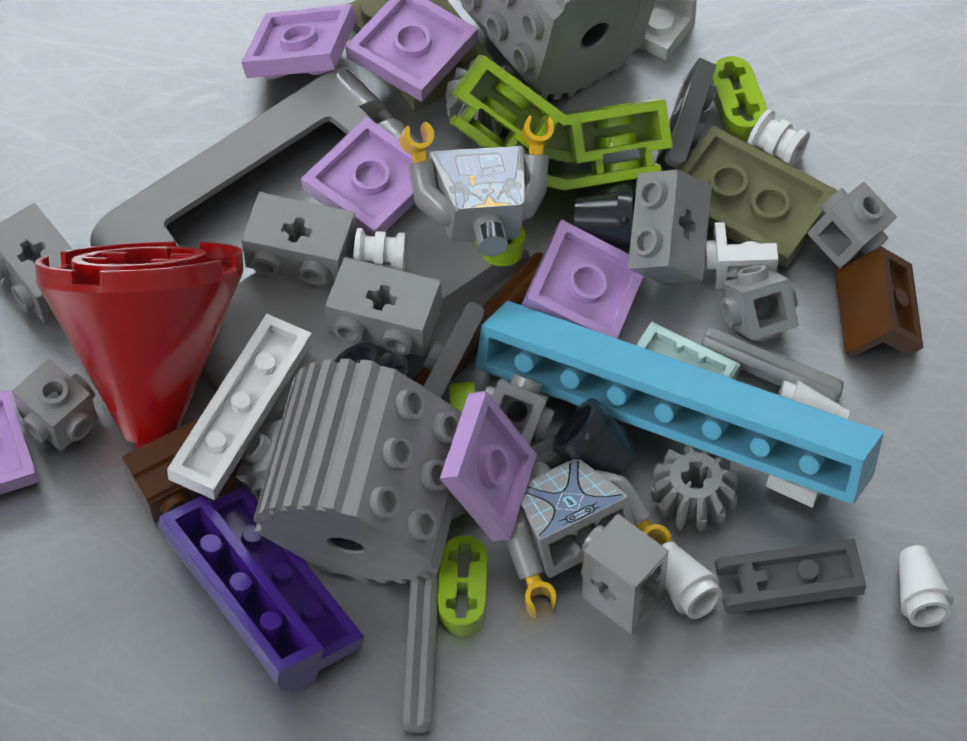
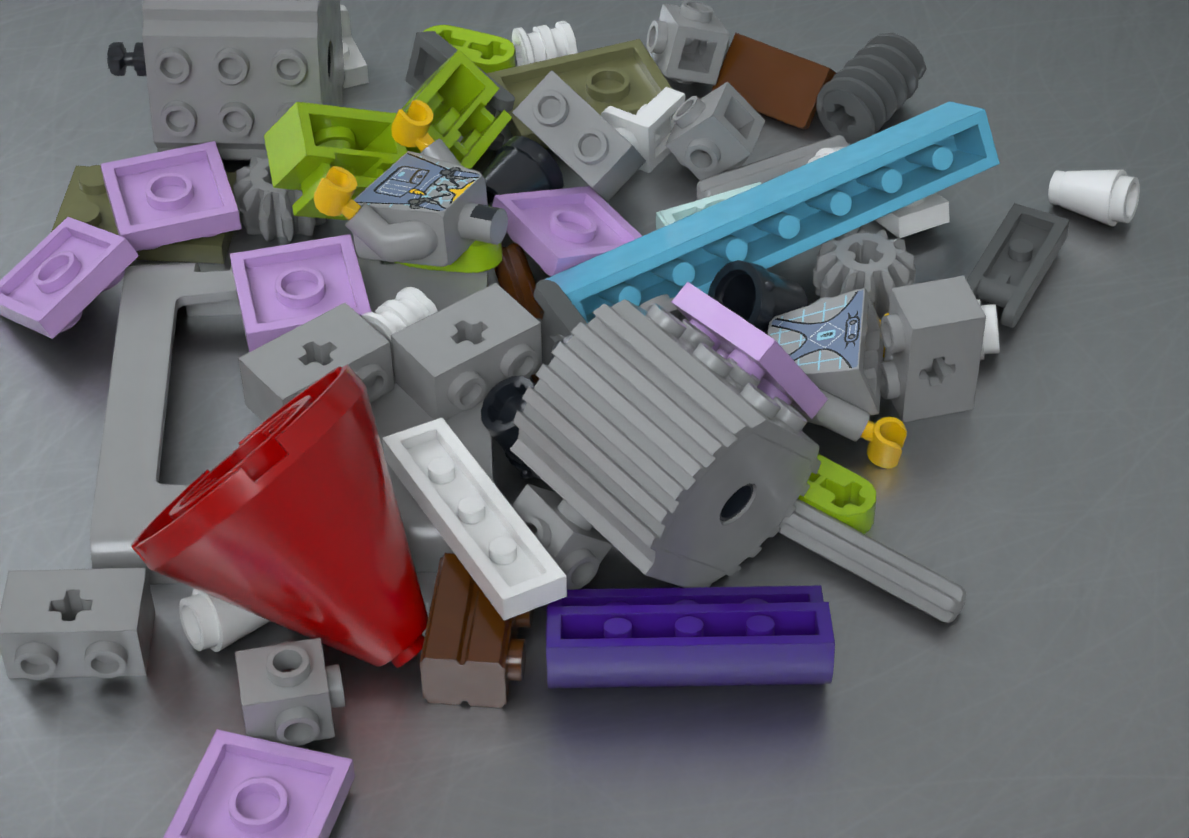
camera: 55 degrees left, 15 degrees down
(908, 368) = (870, 87): none -> dark grey piece

